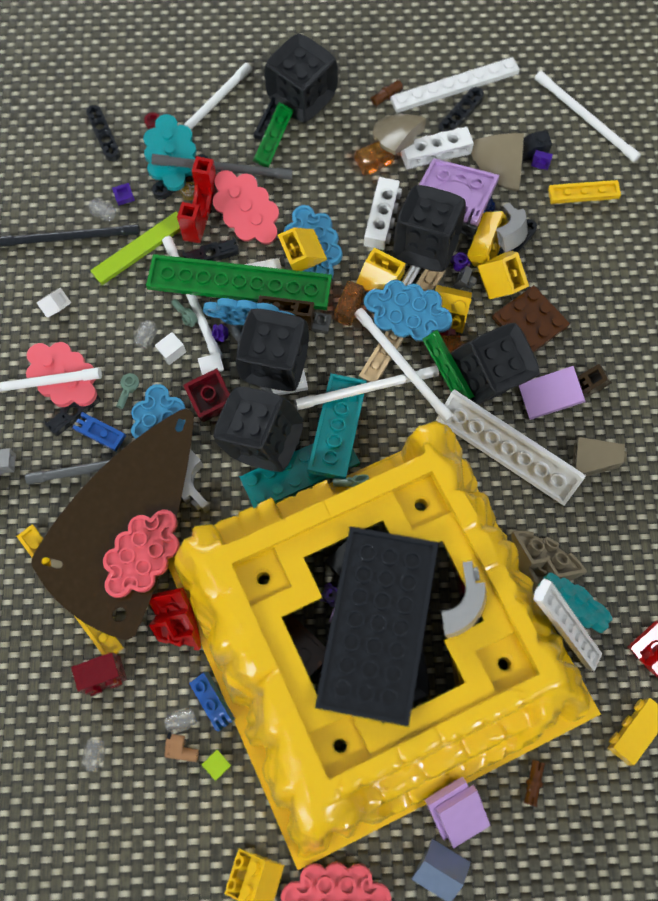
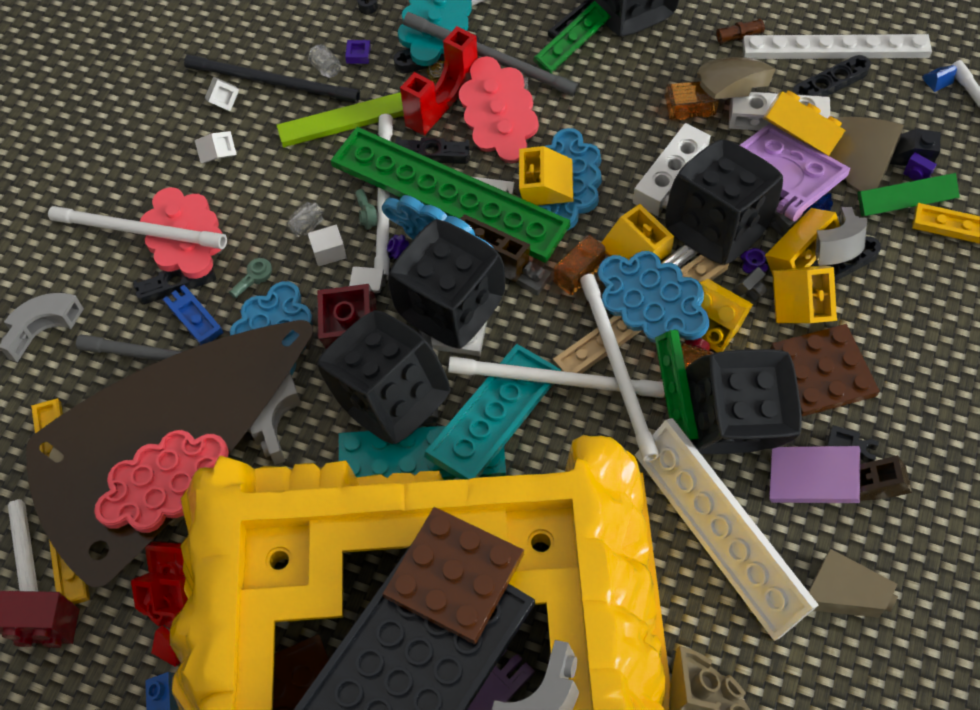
camera: 25 degrees right, 10 degrees down
(37, 259) = (221, 93): none -> white panel
(62, 633) = (22, 546): none -> white axle
(192, 658) = (162, 648): none -> red tile
(383, 546) = (454, 574): none -> reddish brown plate
(458, 151) = (804, 122): none -> yellow brick
(531, 87) = (940, 77): none -> blue slope
(540, 181) = (908, 194): none -> green tile
(561, 362) = (844, 437): none -> black plate

